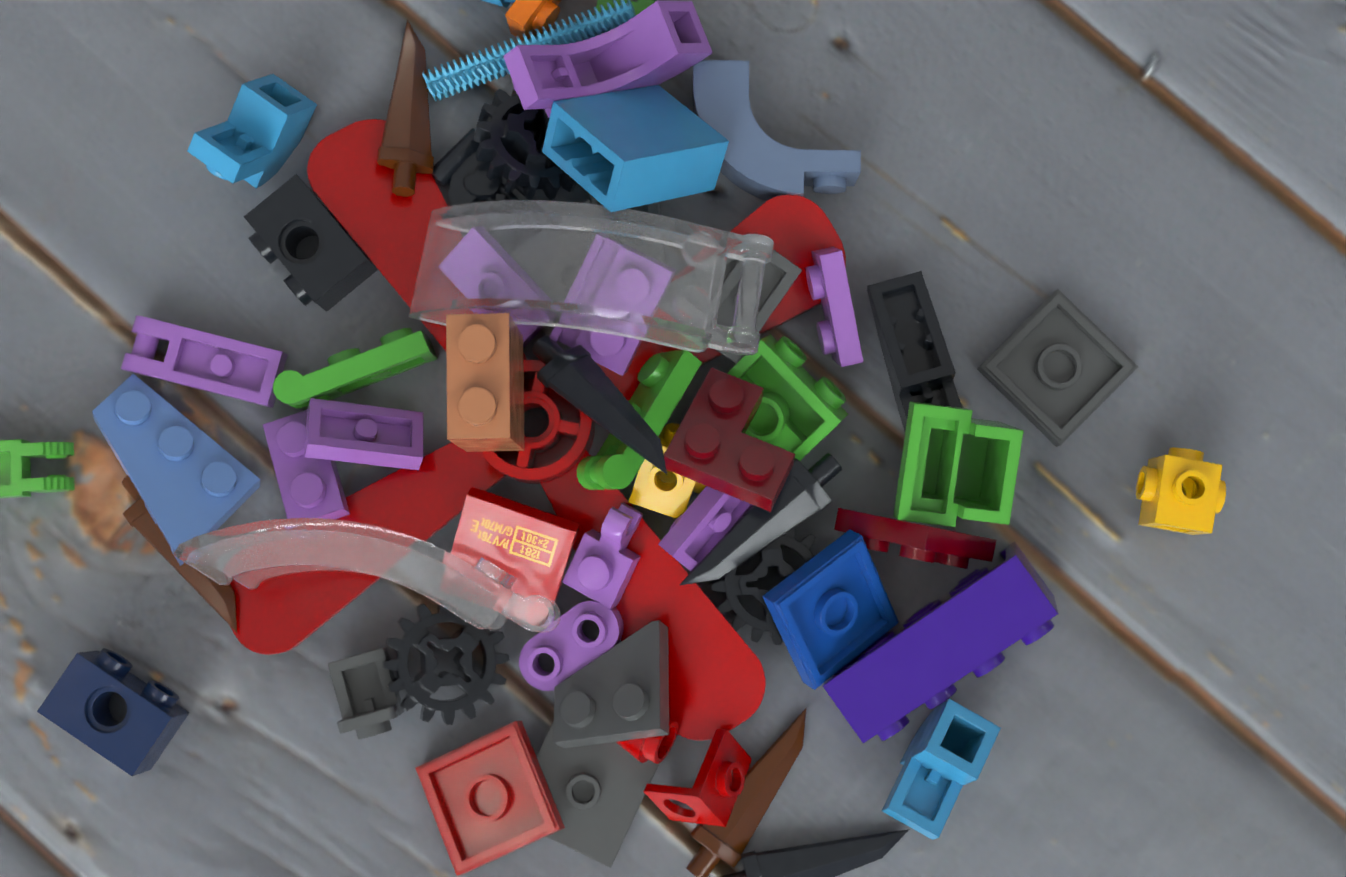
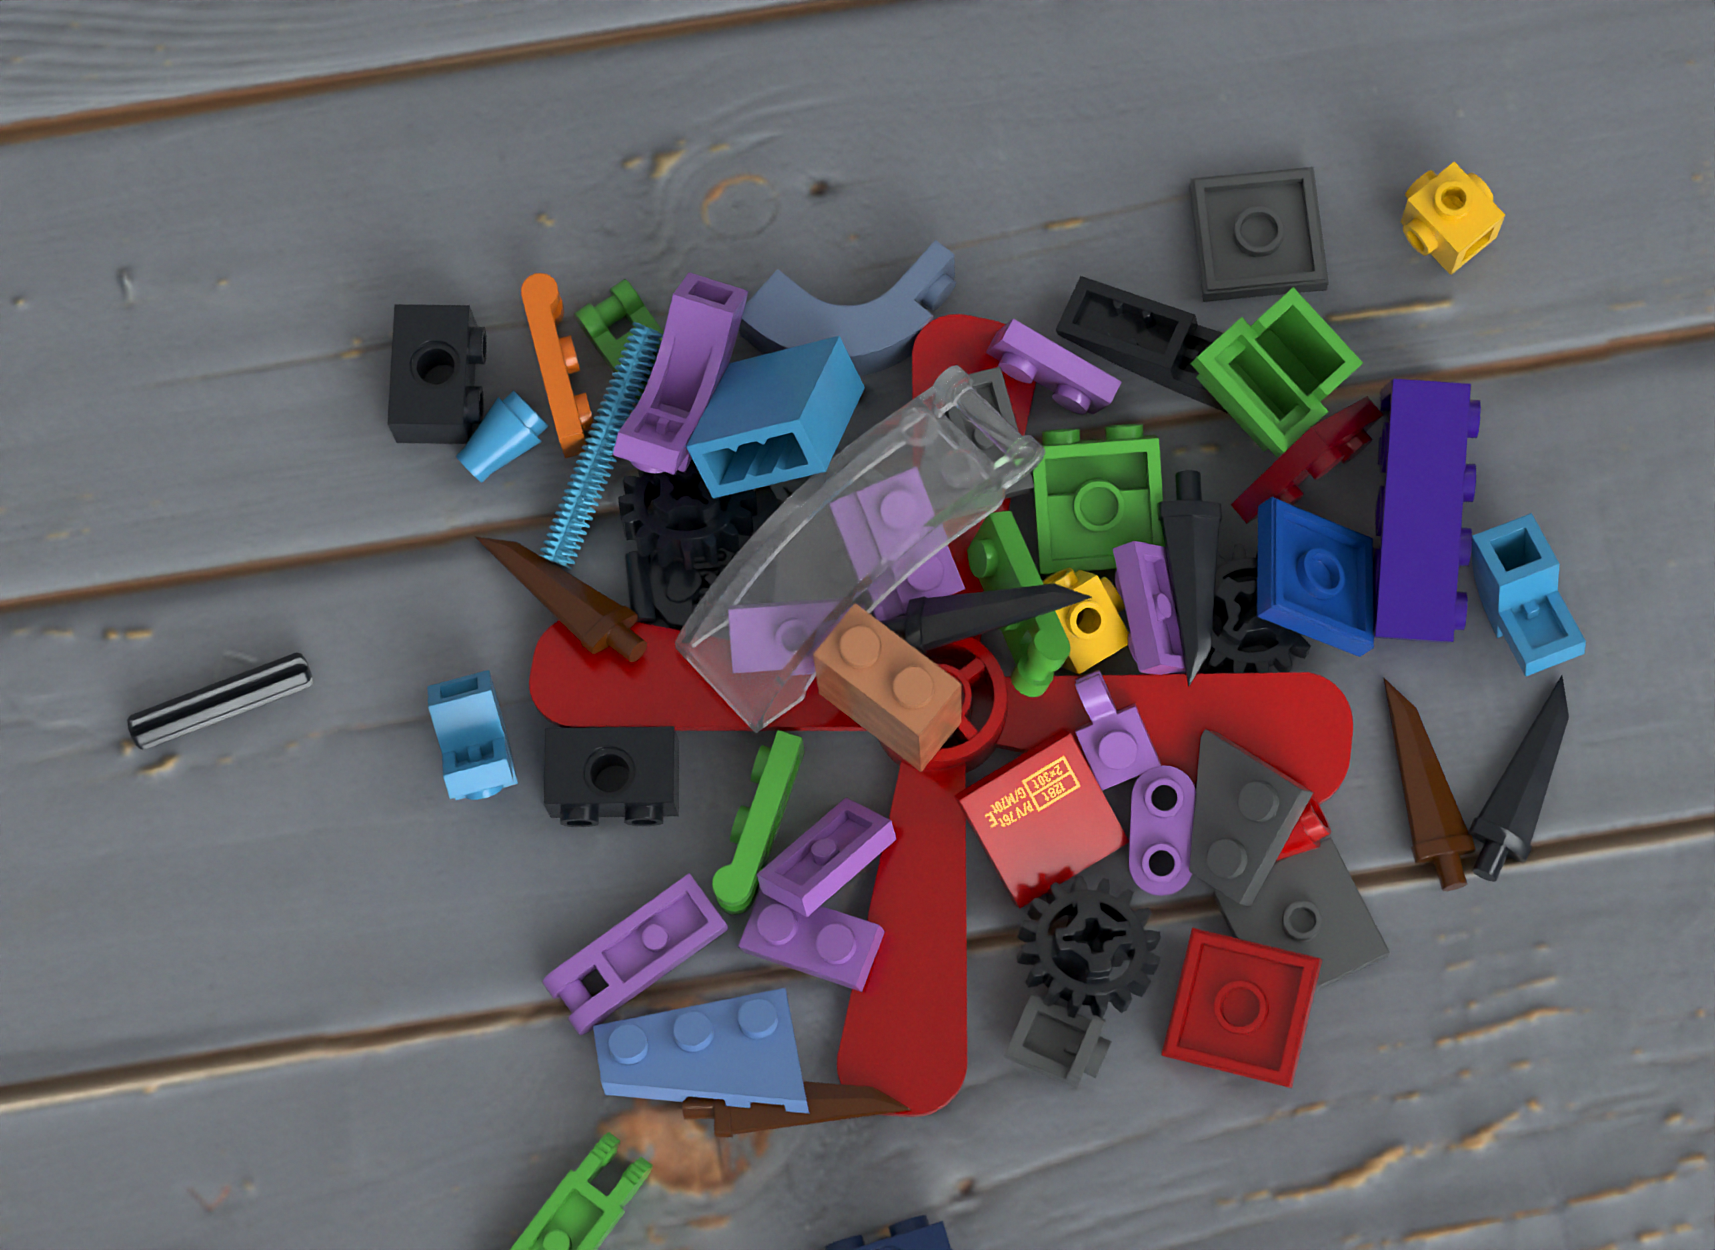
camera: 45 degrees left, 10 degrees down
(296, 545) = (959, 899): clear windscreen -> none
(714, 789) = (1396, 808): red bracket -> none
(716, 450) = (1107, 553): dark red plate -> none

